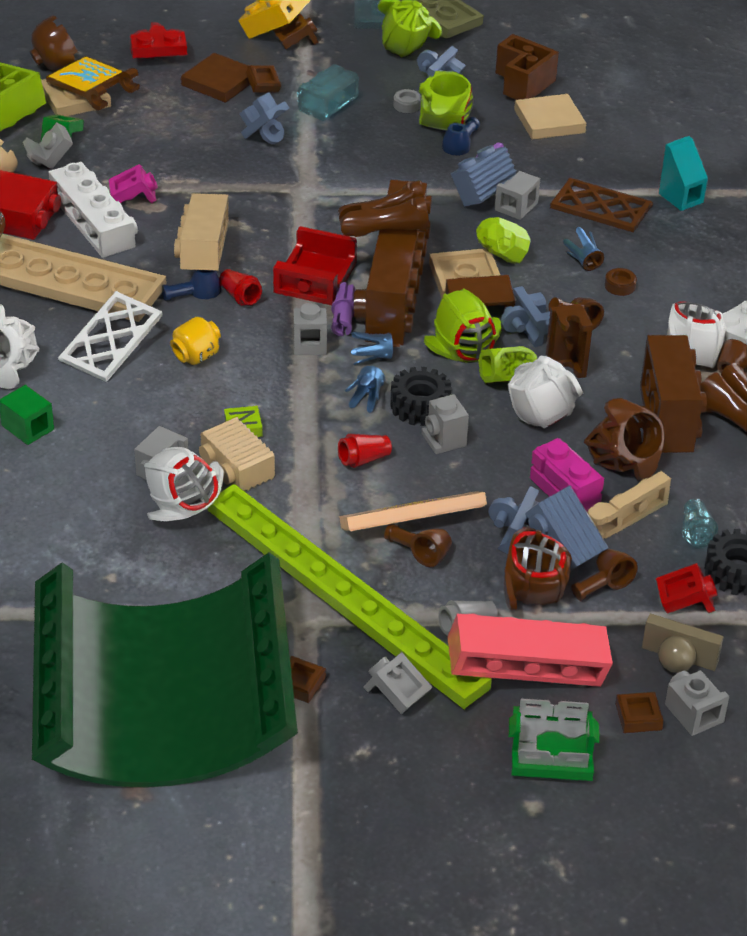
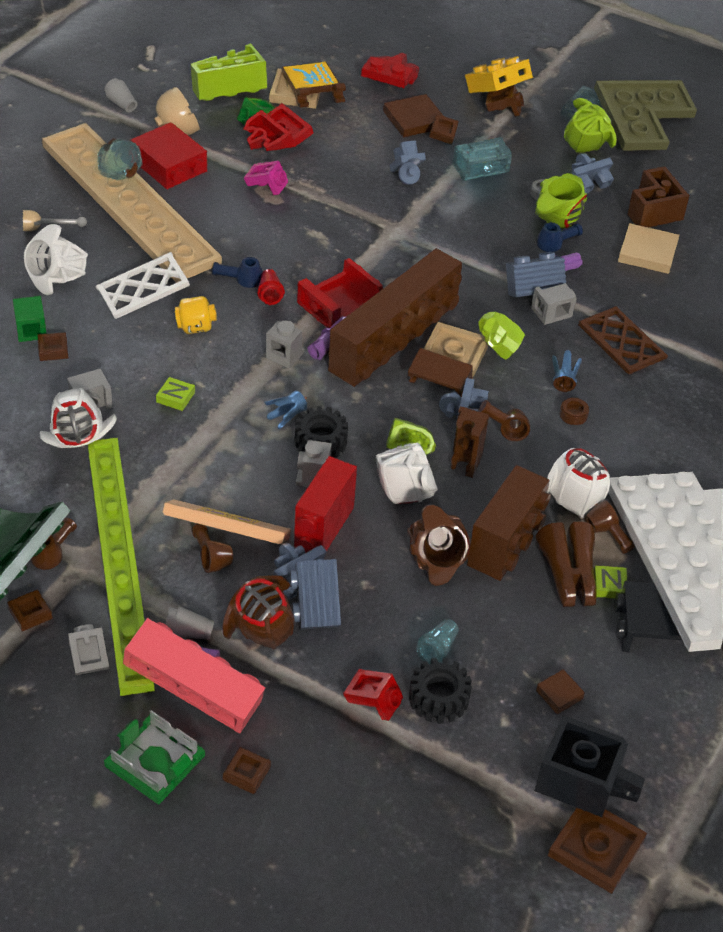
camera: 30 degrees right, 5 degrees up
(51, 148) = (232, 125): light grey bracket -> none
(52, 45) = (306, 44): reddish brown cylinder -> none
(71, 433) = (52, 346): none -> reddish brown tile
(94, 210) = (221, 182): white brick -> none
(101, 137) = (277, 129): none -> red plate
(202, 232) = (274, 232): tan brick -> none
(239, 453) = (141, 417): tan brick -> none
(362, 449) = (239, 455): red cone -> none
(382, 348) = (329, 380): flat silver piece -> none
(397, 211) = (410, 276): reddish brown piece -> none
(463, 314) = (403, 383): lime piece -> none
(500, 450) = (325, 505): none -> red brick
(559, 466) = (365, 553): dark pink brick -> none
(615, 570) = (334, 647): reddish brown bar -> none
(631, 505) = (393, 600): tan hinge -> none
(681, 645) = (323, 734): dark tan tile -> none
(683, 174) = (703, 342): teal slope -> none
(696, 701) = (292, 785): light grey brick -> none

